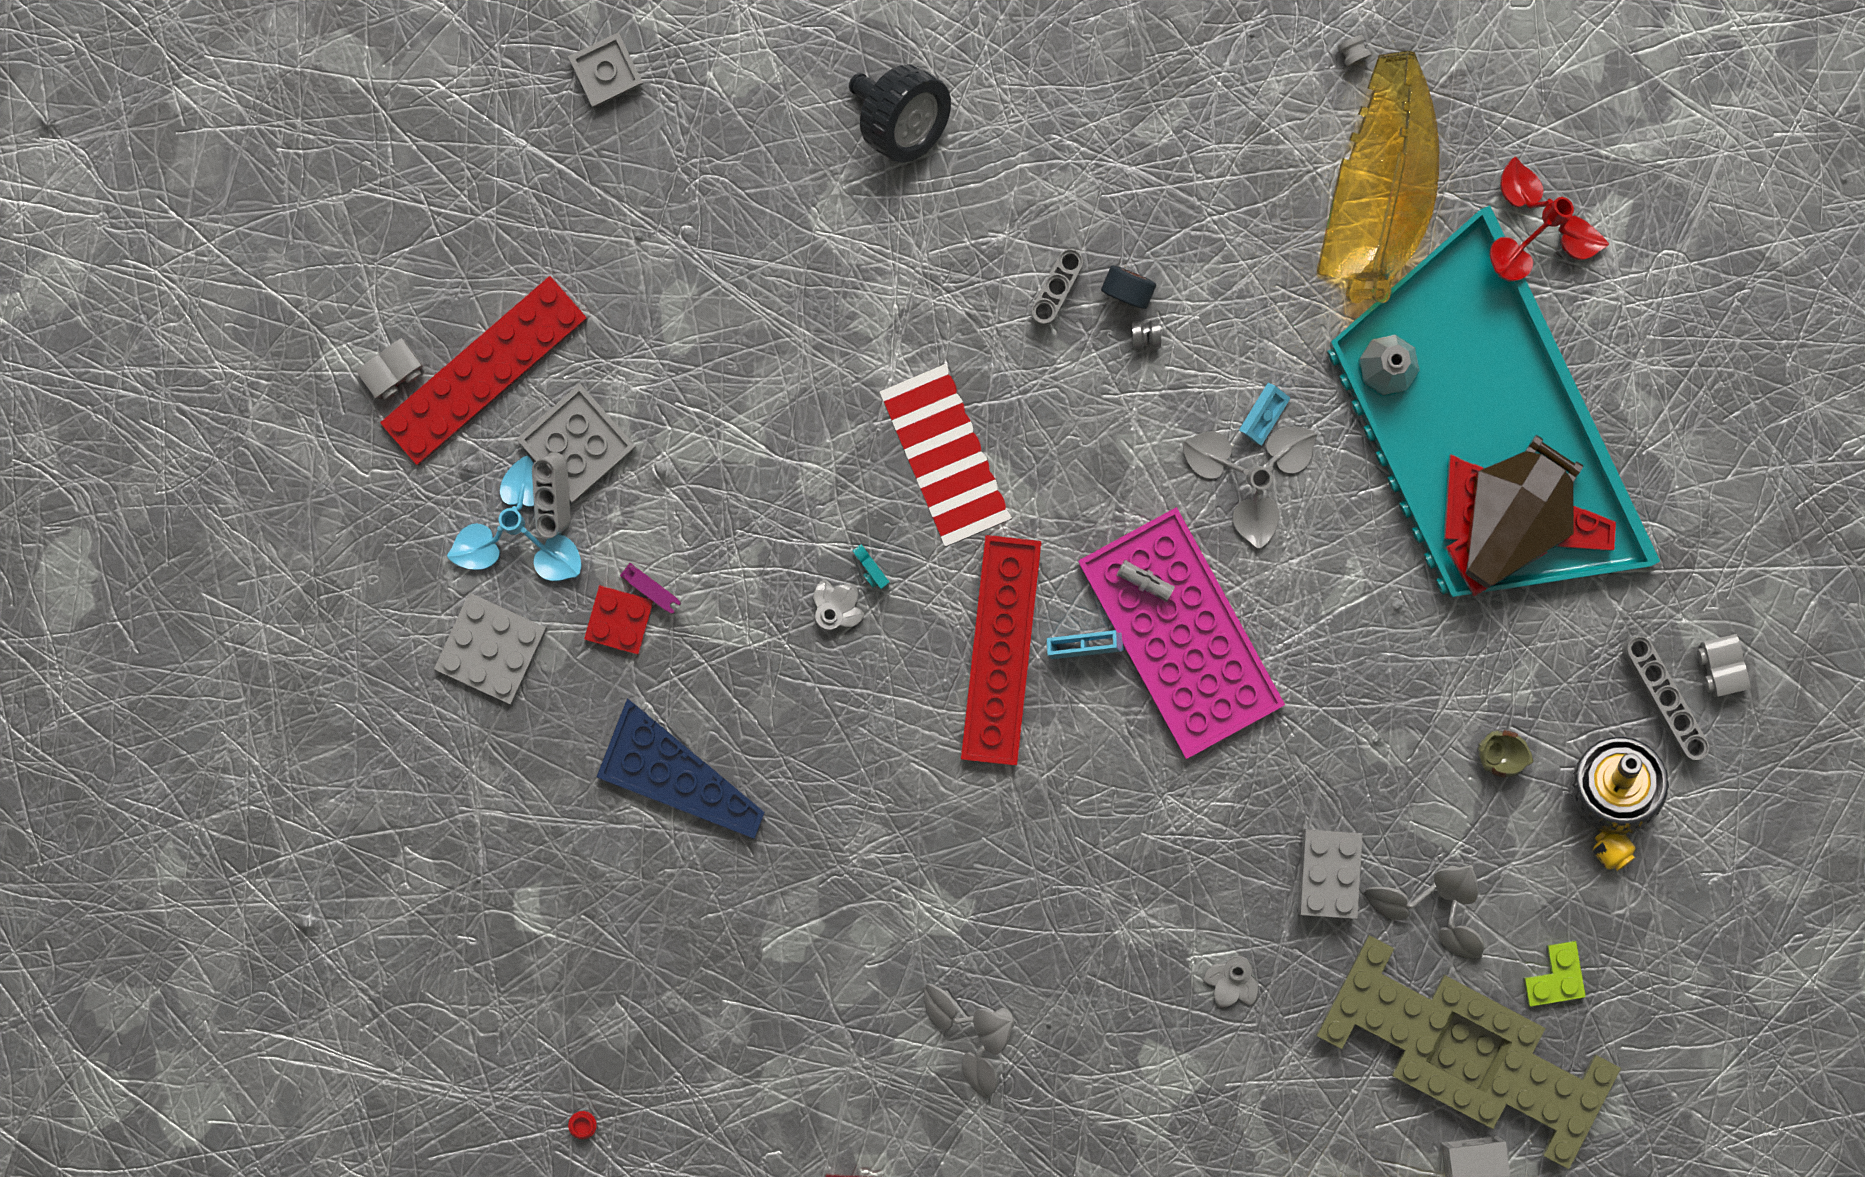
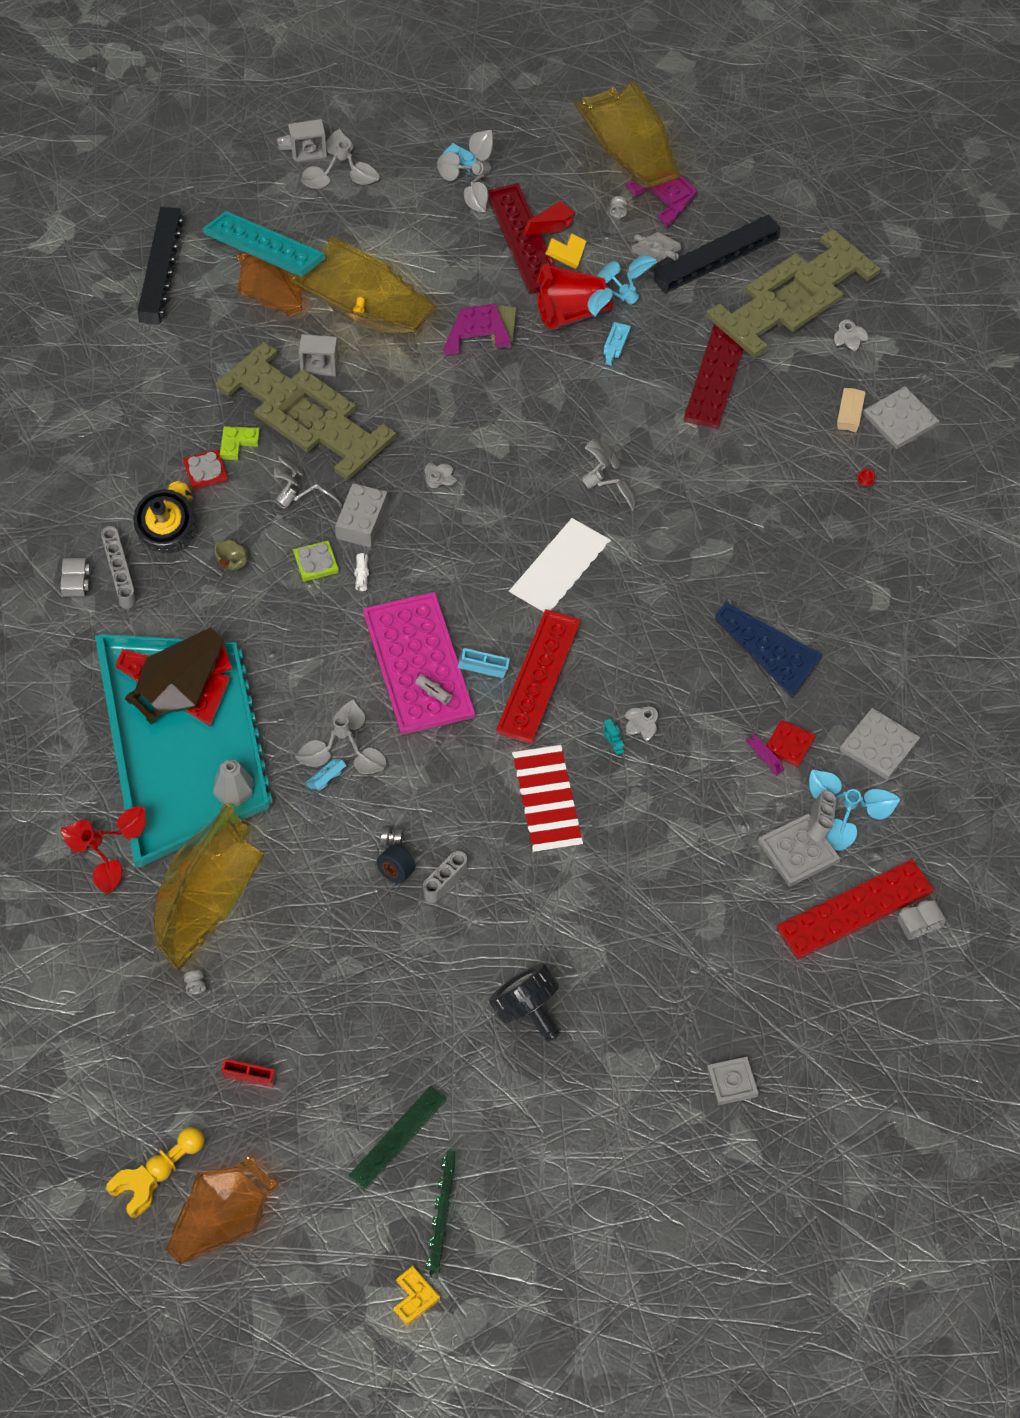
camera: 165 degrees left, 30 degrees down
(1013, 859) = (559, 565): none -> white sticker
(1303, 773) = (361, 572): none -> white pin
(1377, 780) = (315, 561): none -> light grey piece
(1590, 911) = (205, 469): none -> piece

